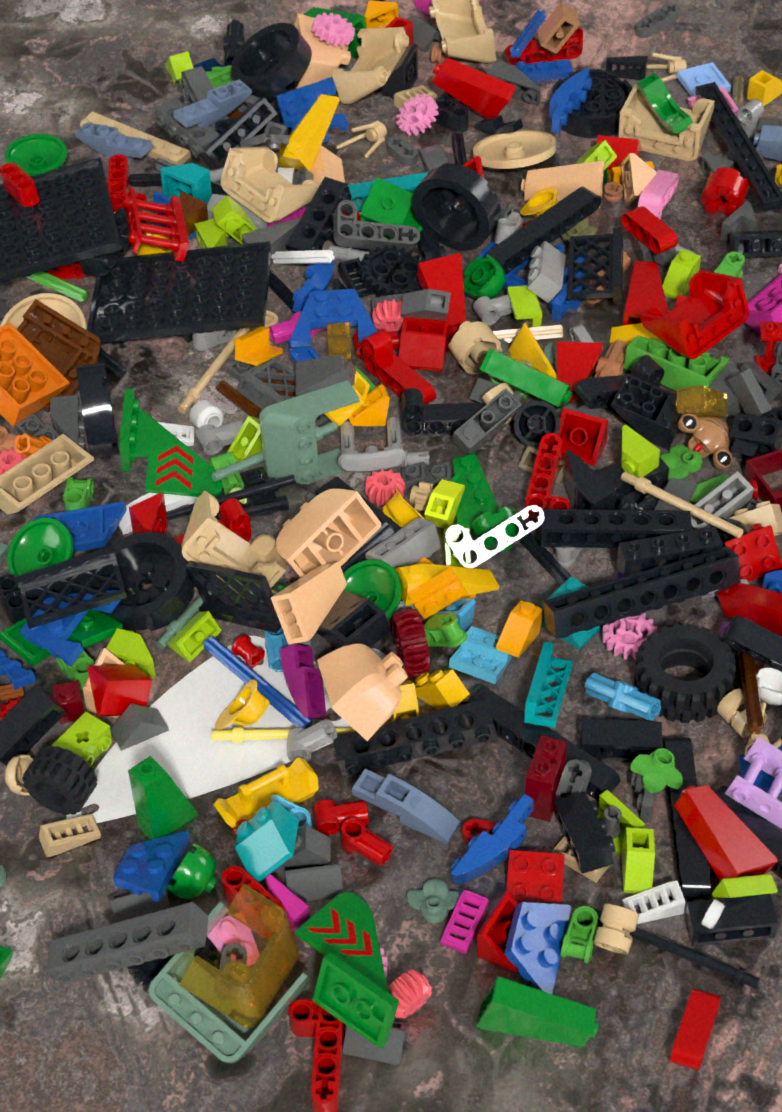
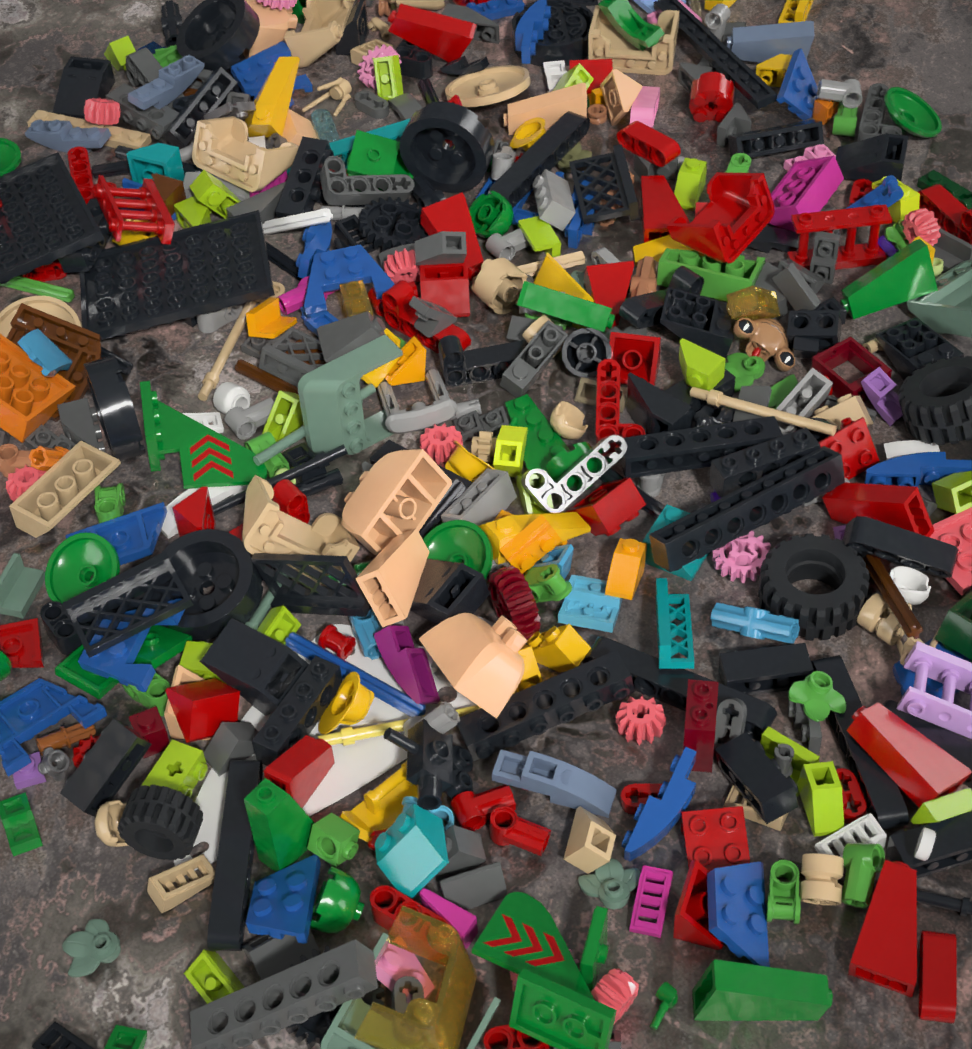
camera: 10 degrees left, 0 degrees up
(47, 348) = (44, 353): none -> dark azure slope
(76, 915) = (212, 976): none -> lime slope
(115, 826) = (234, 860): none -> black beam
(138, 95) = (82, 81): none -> black slope
(149, 122) = (102, 111): none -> coral gear
(169, 659) = (254, 665): none -> black slope
(189, 756) = (301, 768): none -> red slope
(198, 708) = (298, 710): none -> black brick
(204, 821) = (333, 840): none -> bright green brick
(303, 770) = (433, 763): none -> black piece
(352, 166) = (327, 125): none -> clear light blue beam
(402, 367) = (431, 317): none -> dark grey slope
(402, 949) = (595, 948): none -> green plate
(422, 126) = (388, 77): none -> lime slope
(423, 861) = (589, 842): none -> tan slope
(427, 70) = (377, 23): none -> tan arm
(458, 1006) = (669, 999): none -> green hand
(497, 764) = (640, 719): none -> coral gear
(505, 484) = (568, 421): none -> tan hair
(521, 570) = (610, 506): none -> red slope
(582, 143) = (553, 72): none -> white slope
(654, 921) = (861, 865): none -> bright green piece
(661, 986) = (889, 933): none -> red slope
(668, 862) = (853, 794): none -> red beam
(744, 339) = (777, 238): none -> black slope

